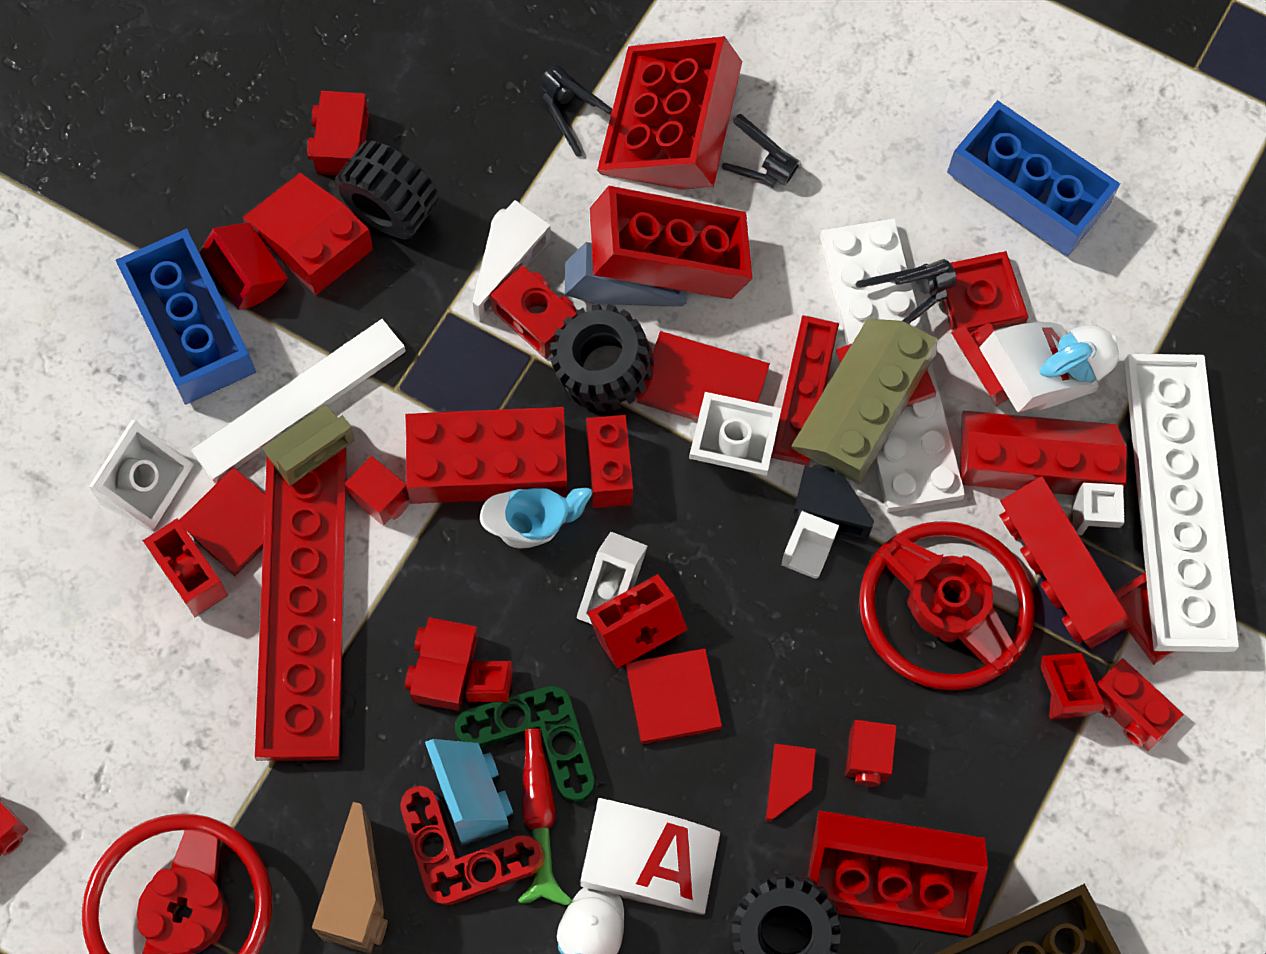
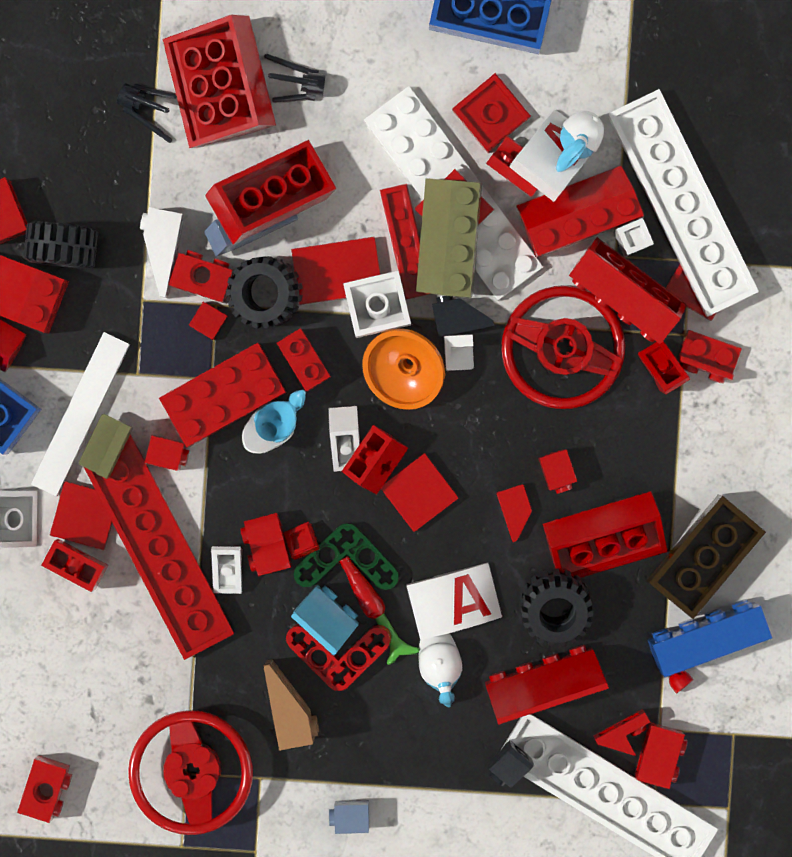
camera: 25 degrees left, 20 degrees up
(375, 666) = (227, 569): none -> white slope
(515, 366) = (208, 320): none -> red tile
(709, 522) = (396, 380): none -> orange dish
(930, 279) = (455, 125): black plant -> none

